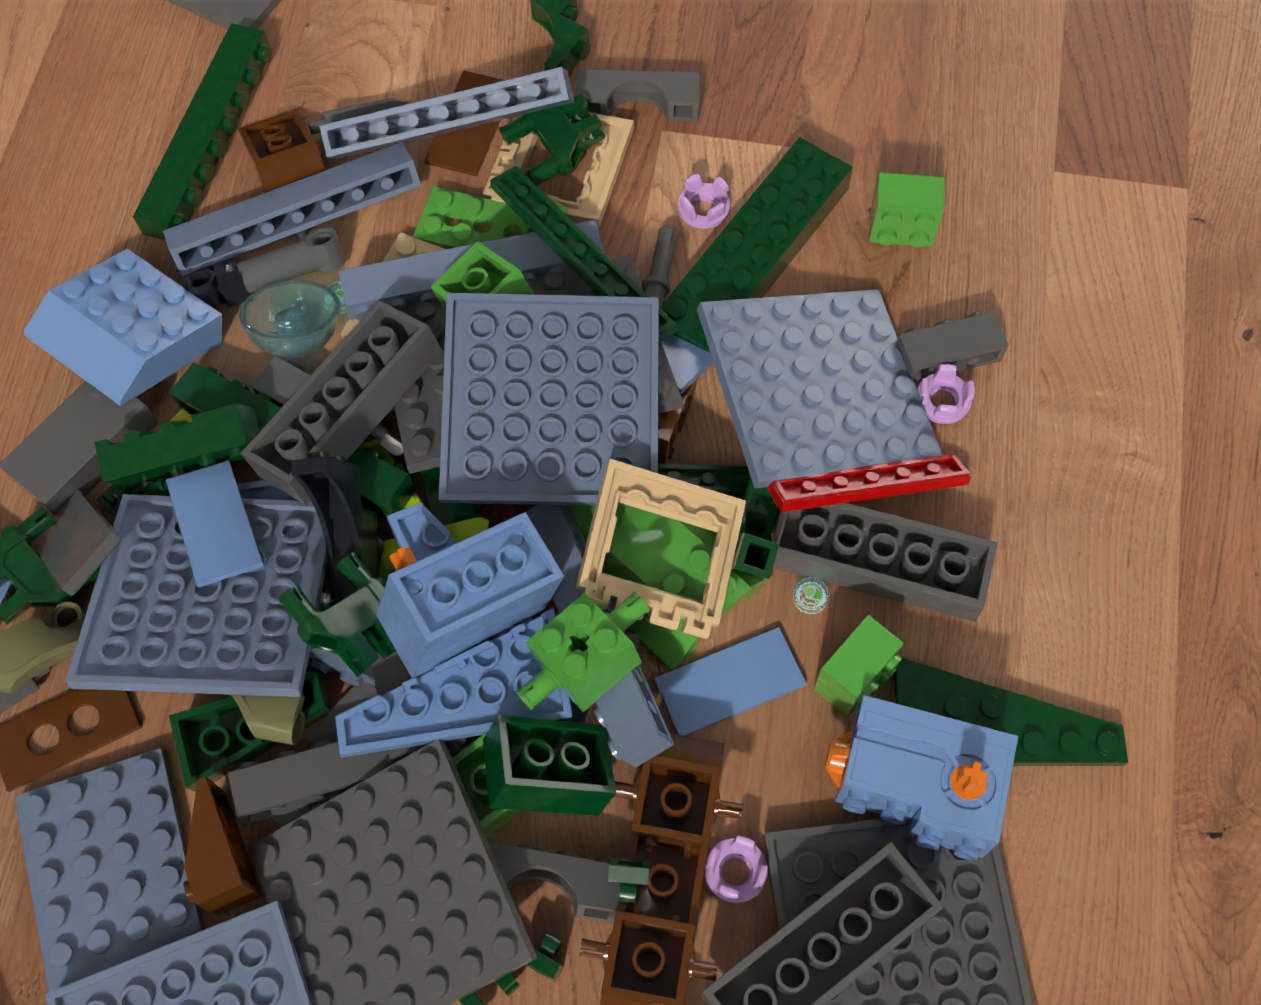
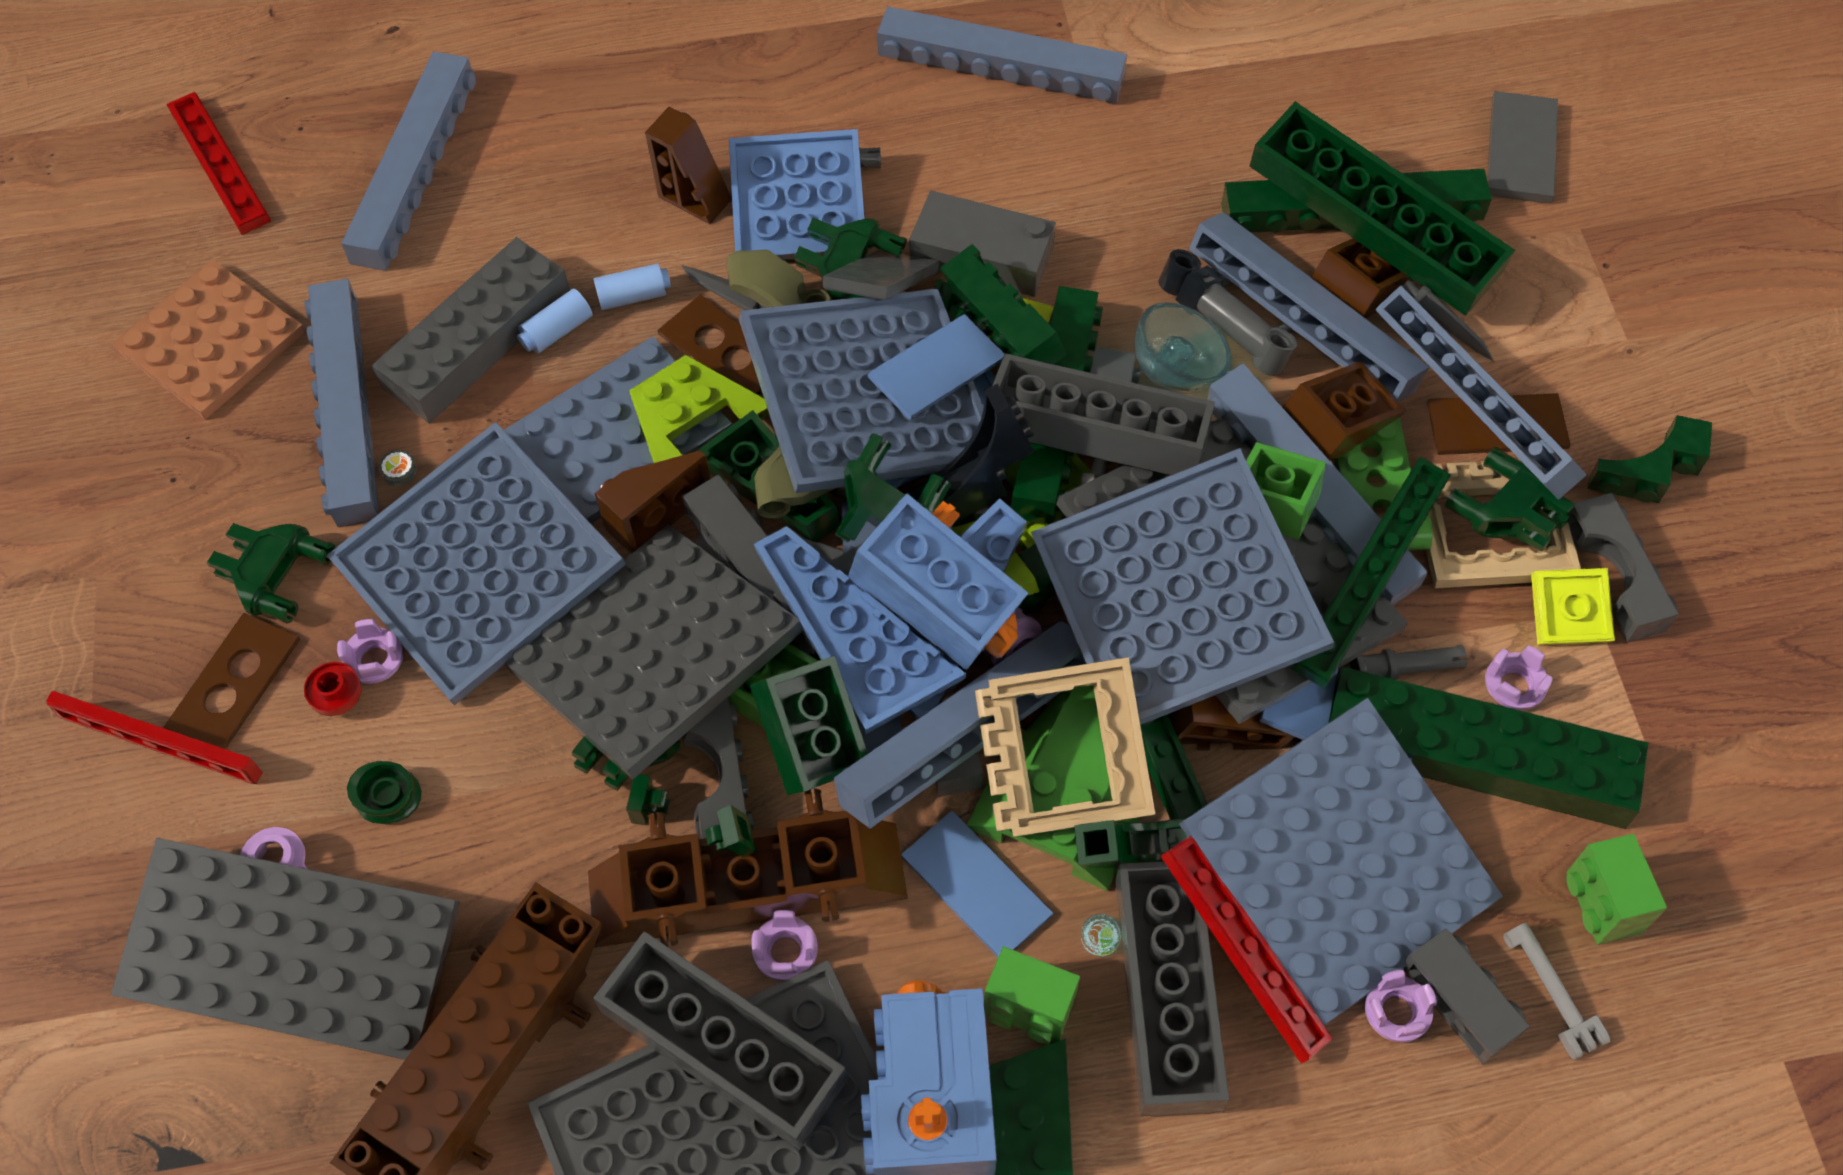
camera: 70 degrees right, 5 degrees down
(111, 788) = (683, 398): none -> lime wing
(124, 326) = (1107, 223): medium blue slope -> none
(231, 108) = (1381, 208): none -> dark green brick
(414, 218) = (1342, 408): none -> reddish brown slope
(583, 652) = (921, 706): bright green brick -> none
(658, 140) = (1572, 606): none -> neon yellow tile
(997, 282) = (1578, 1028): none -> light grey hinge

